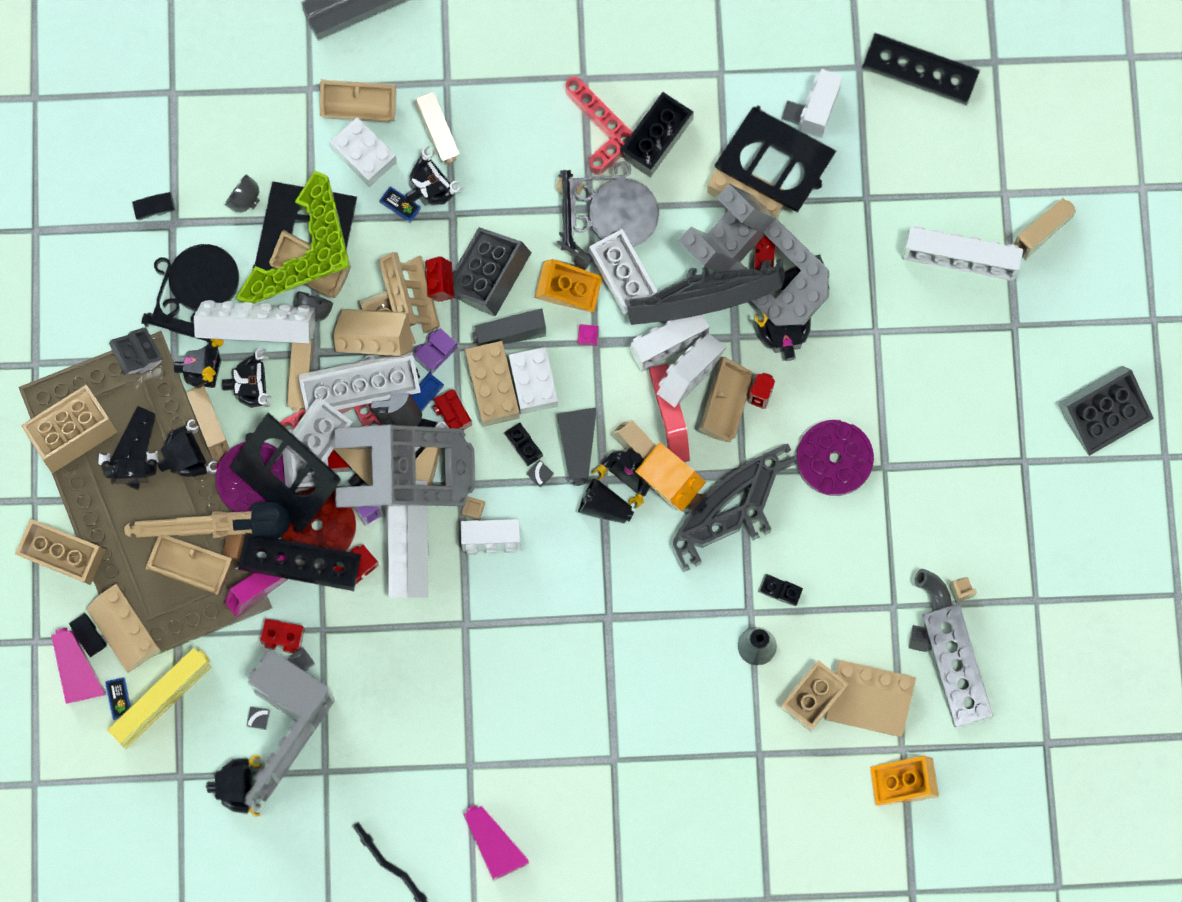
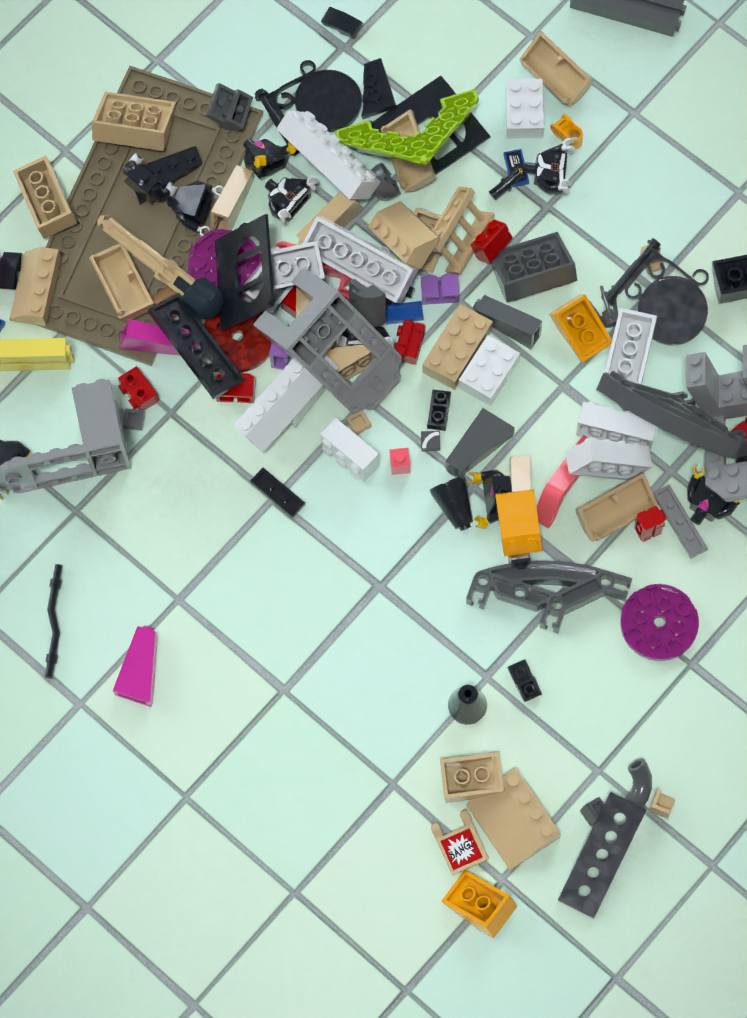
camera: 50 degrees right, 5 degrees down
(234, 236) = (377, 91): none -> black wing
(244, 195) = (410, 66): dark grey cylinder -> none
(258, 718) = (66, 431): dark grey tile -> none
(406, 224) = (506, 184): none -> black pin
(409, 141) = (565, 129): none -> light orange piece
(437, 127) = (594, 134): slope -> none
(464, 616) = (277, 492): none -> black tile
(534, 509) = (399, 461): none -> coral brick
(587, 335) = (562, 374): dark pink plate -> none
(601, 122) = (721, 234): coral beam -> none
(778, 368) = (680, 521): none -> light grey tile
(852, 754) = (460, 847): none -> flag

